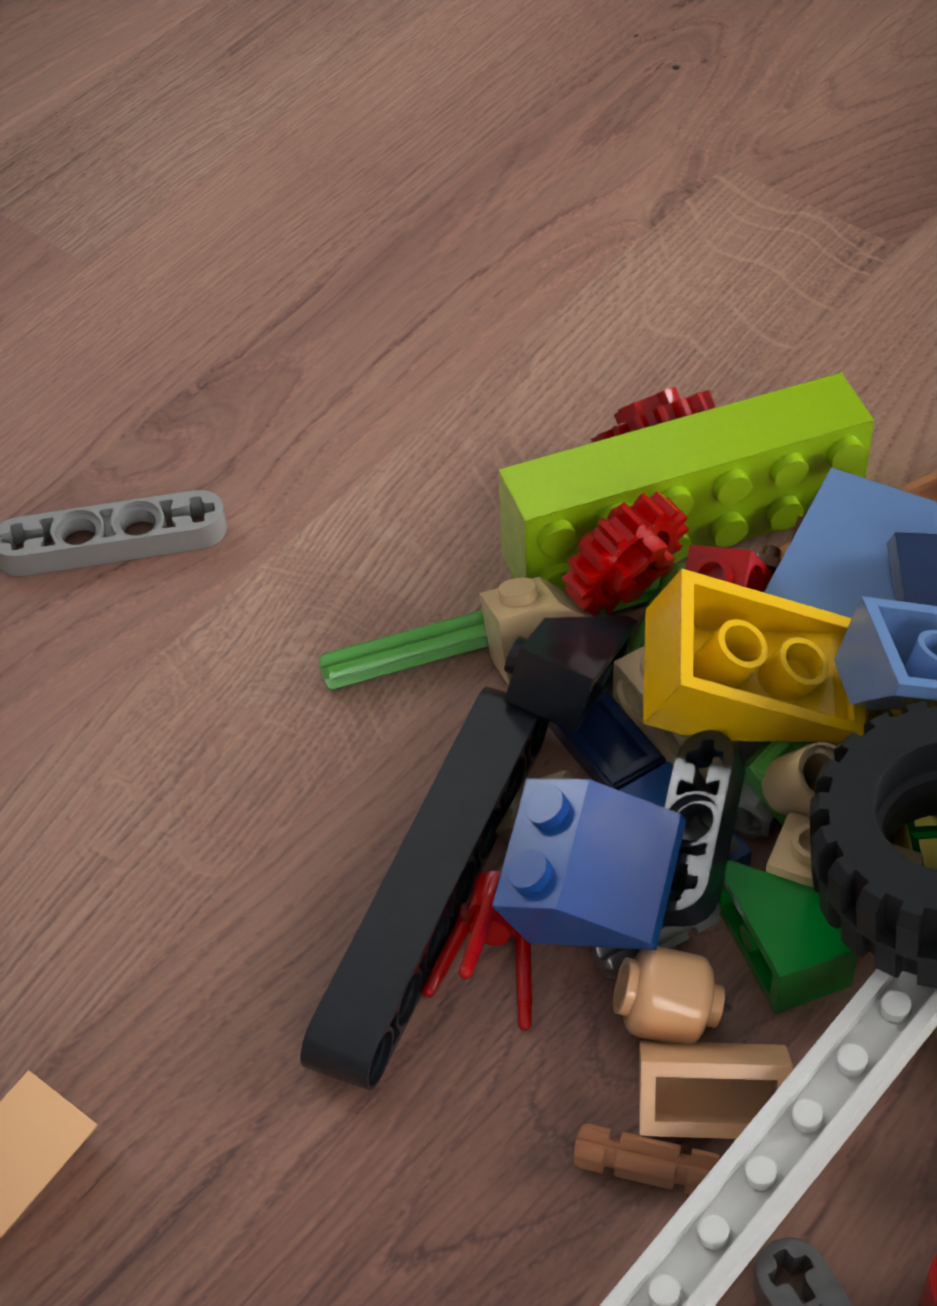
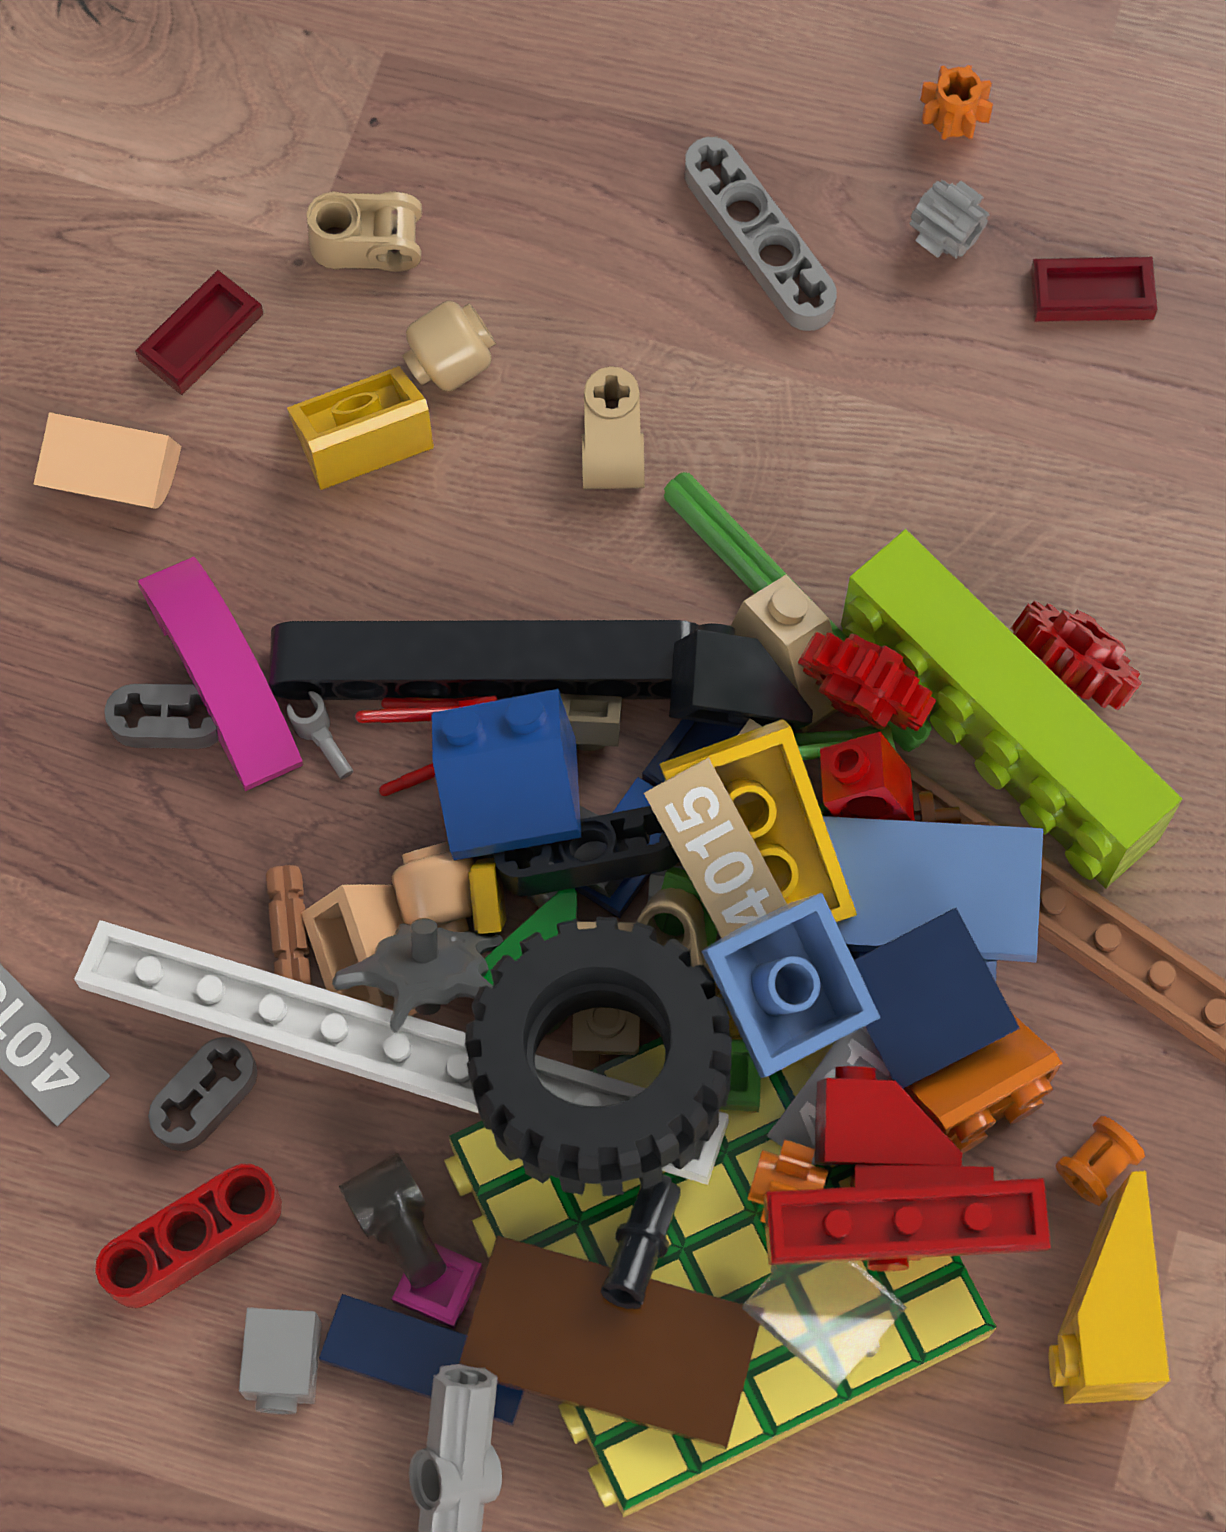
camera: 65 degrees right, 20 degrees up
(74, 797) = (448, 346): none -> tan head
(80, 357) = (956, 102): none -> orange gear
(110, 904) = (362, 427): none -> yellow slope
(189, 393) = (949, 218): none -> light grey gear
(255, 701) = (612, 436): none -> tan piece
(306, 338) = (1093, 289): none -> dark red tile
(311, 1120) = (222, 672): none -> dark pink slope
(328, 1198) = (162, 731): none -> flat silver beam
(429, 1062) = (316, 729): none -> light grey hand
(702, 936) = (487, 896): none -> yellow tile
(769, 686) = (715, 847): none -> tan sticker
(771, 1009) = (423, 968): none -> dark grey piece

